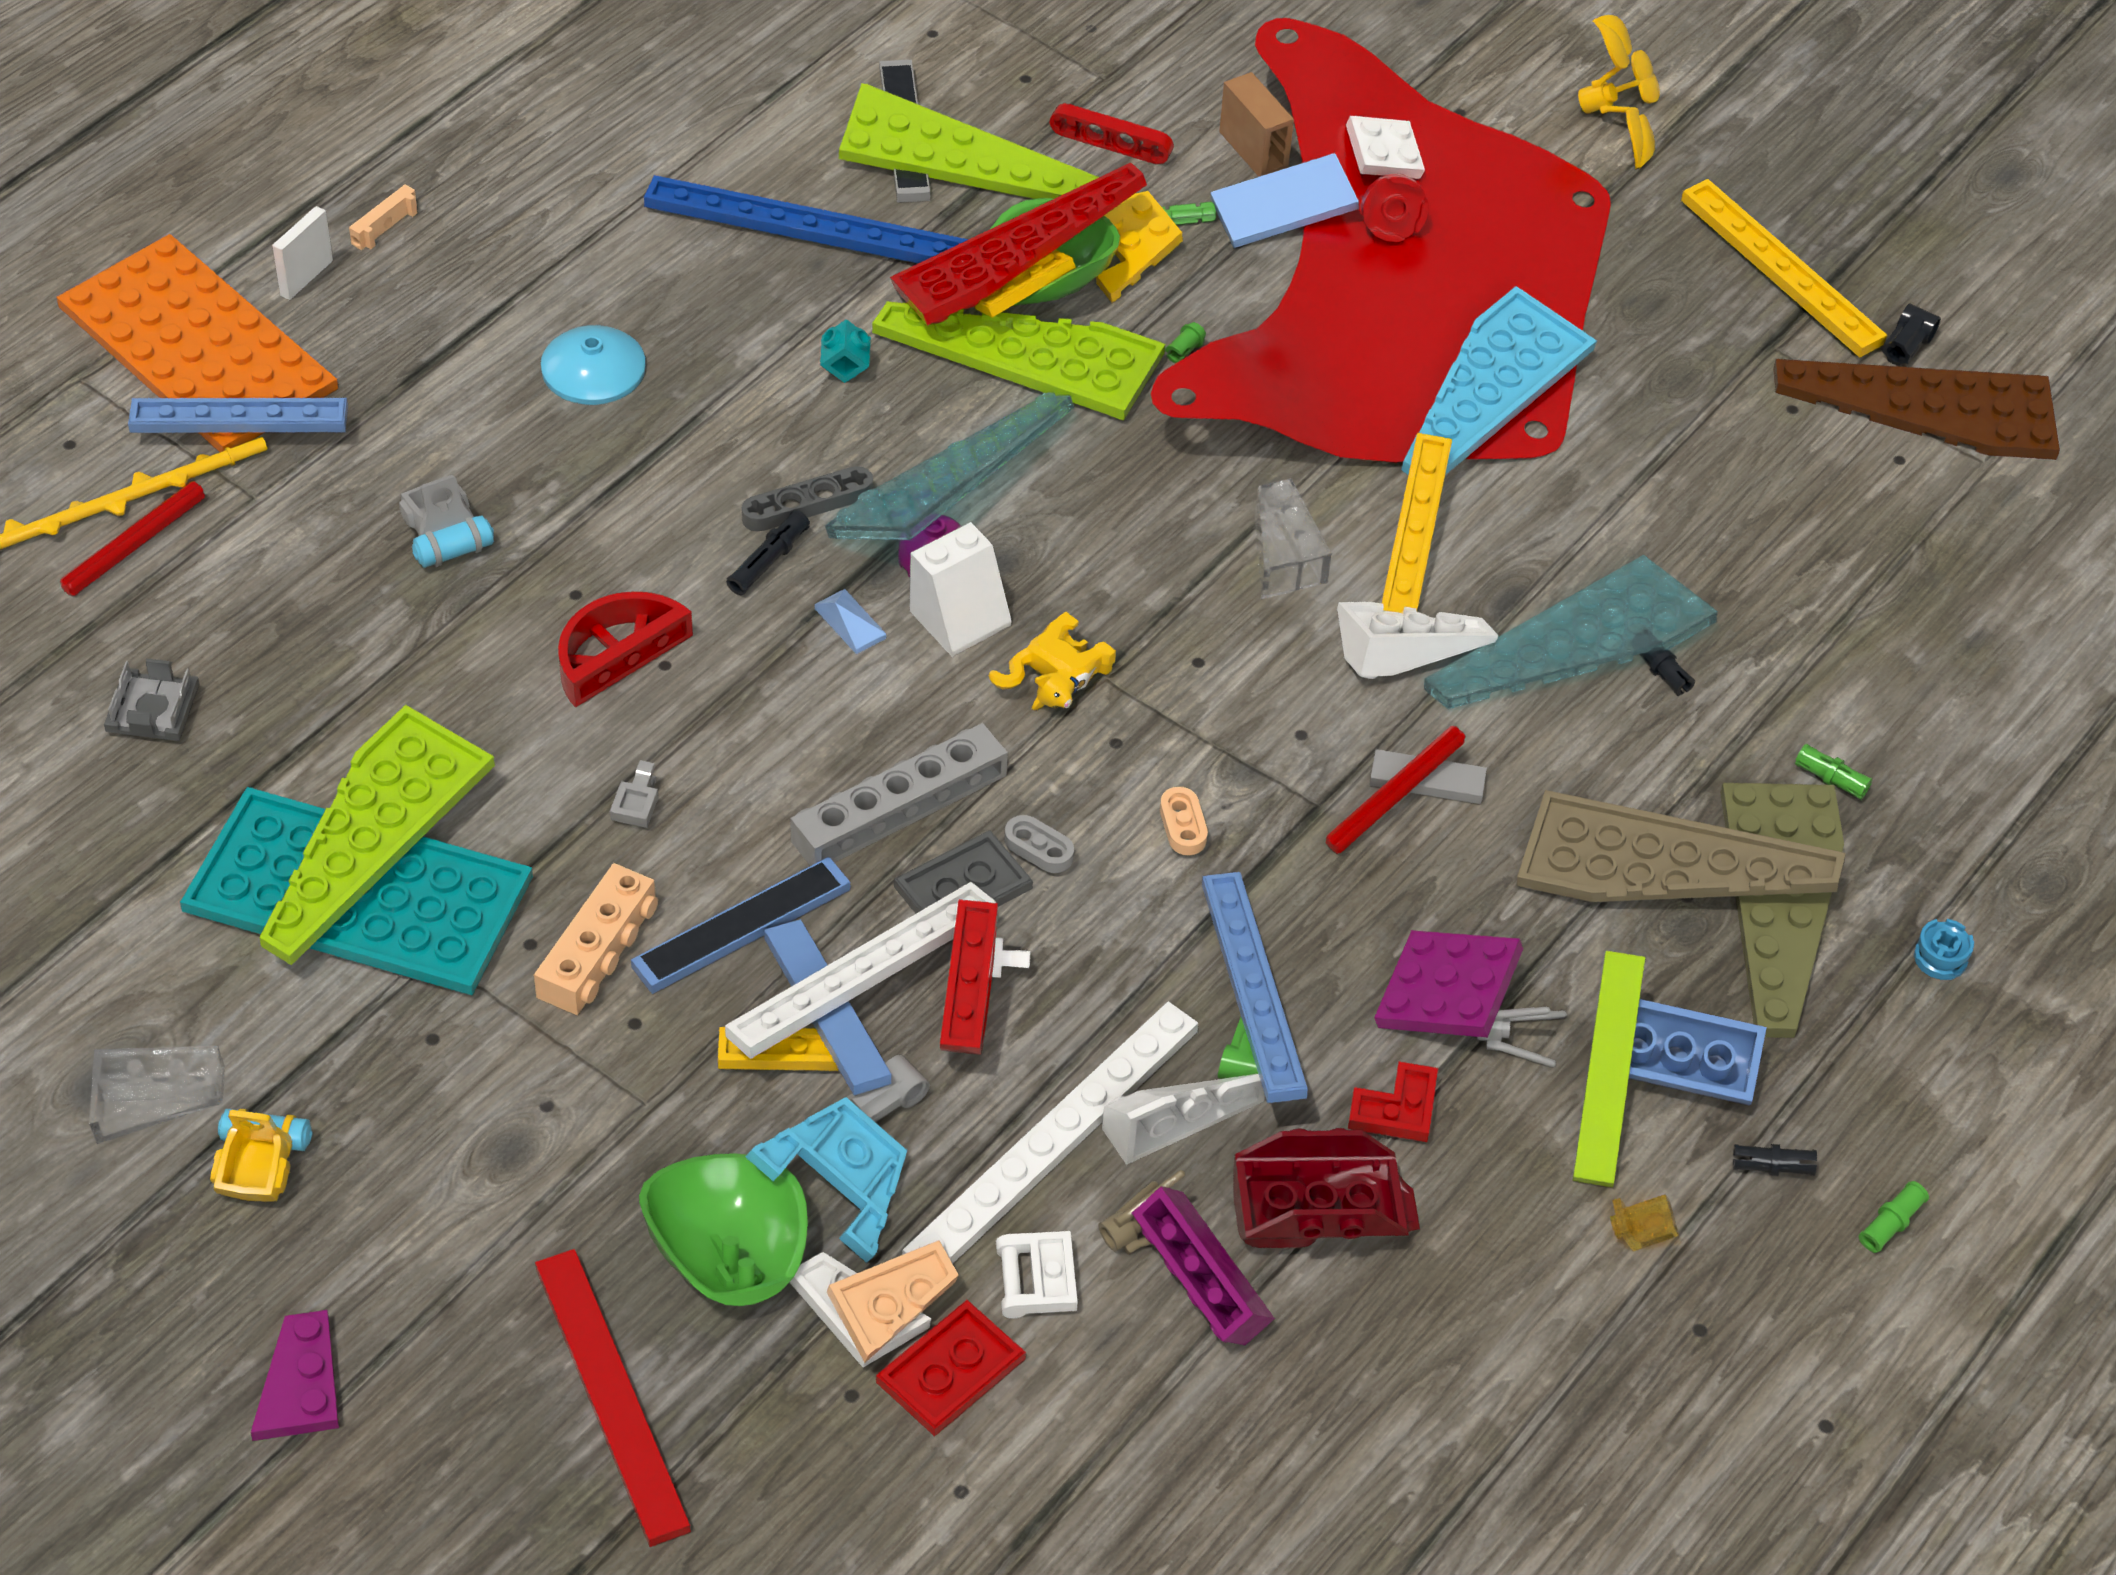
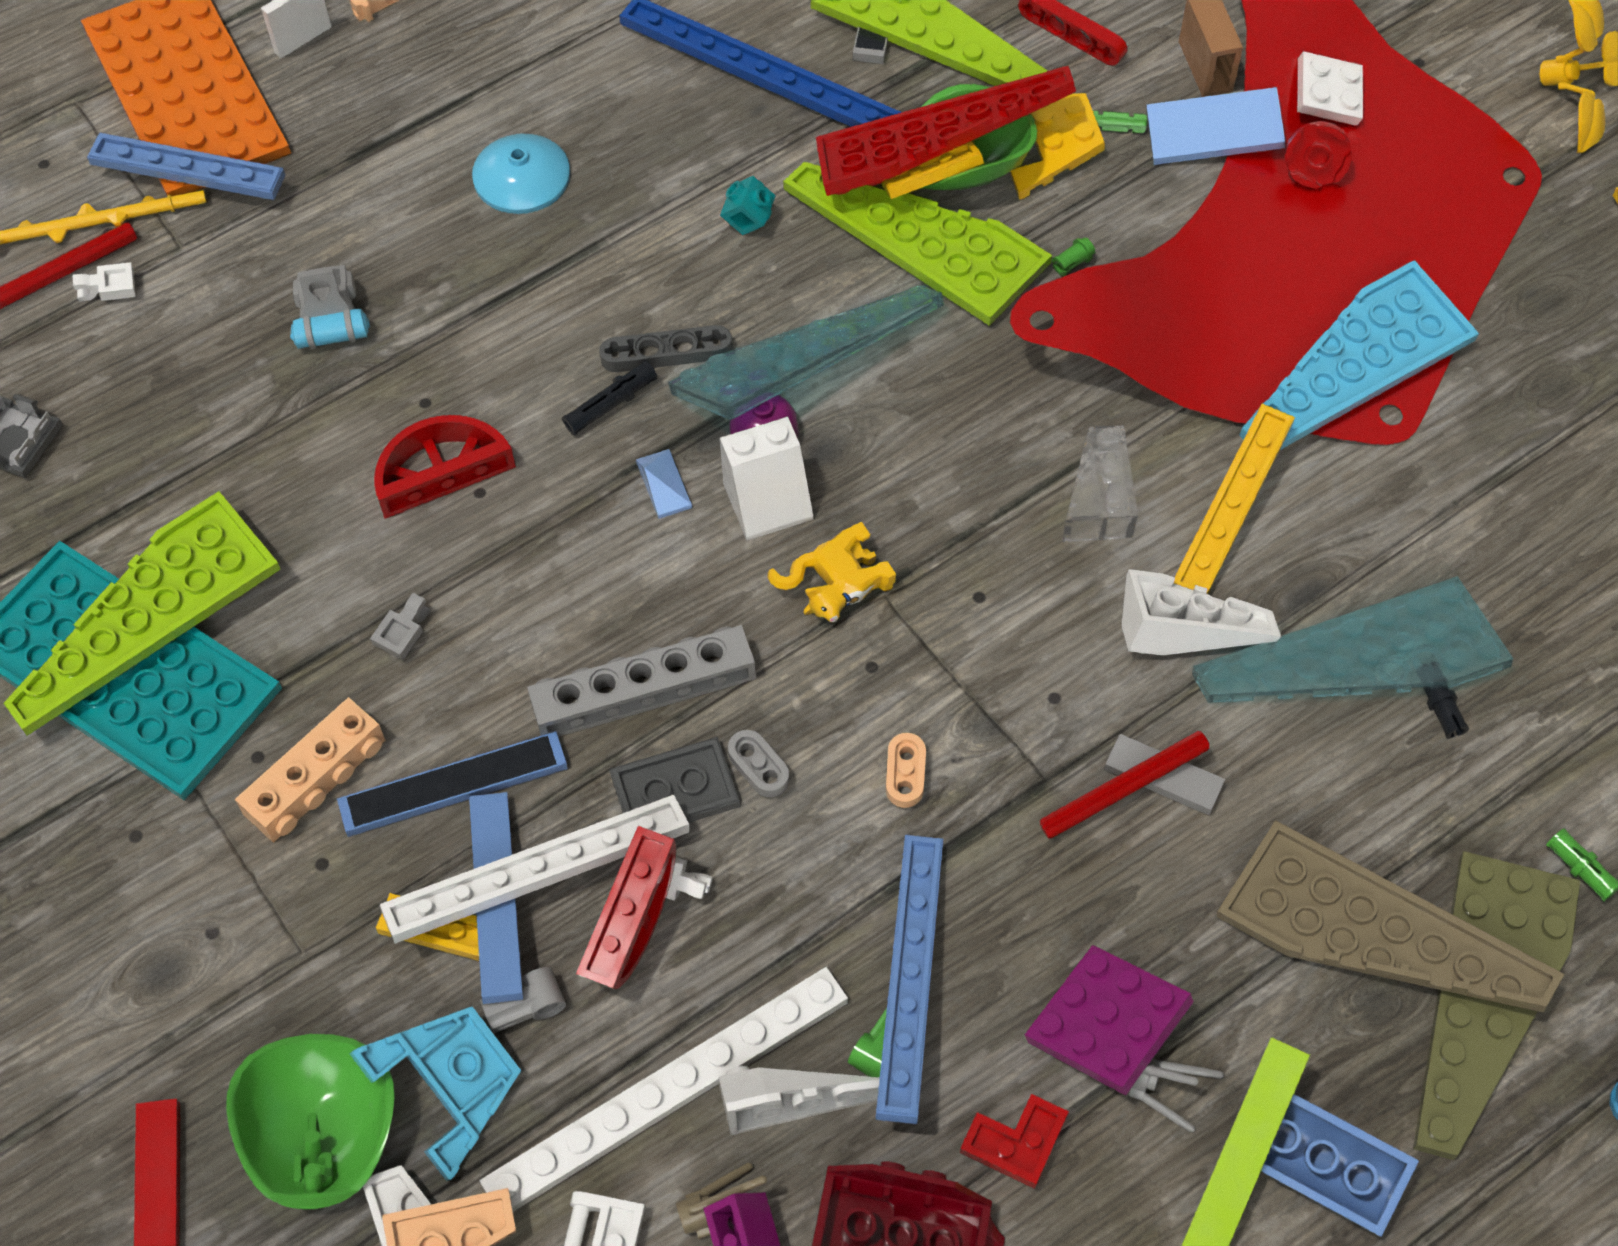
camera: 20 degrees right, 10 degrees up
(196, 539) = (110, 282): none -> white plate

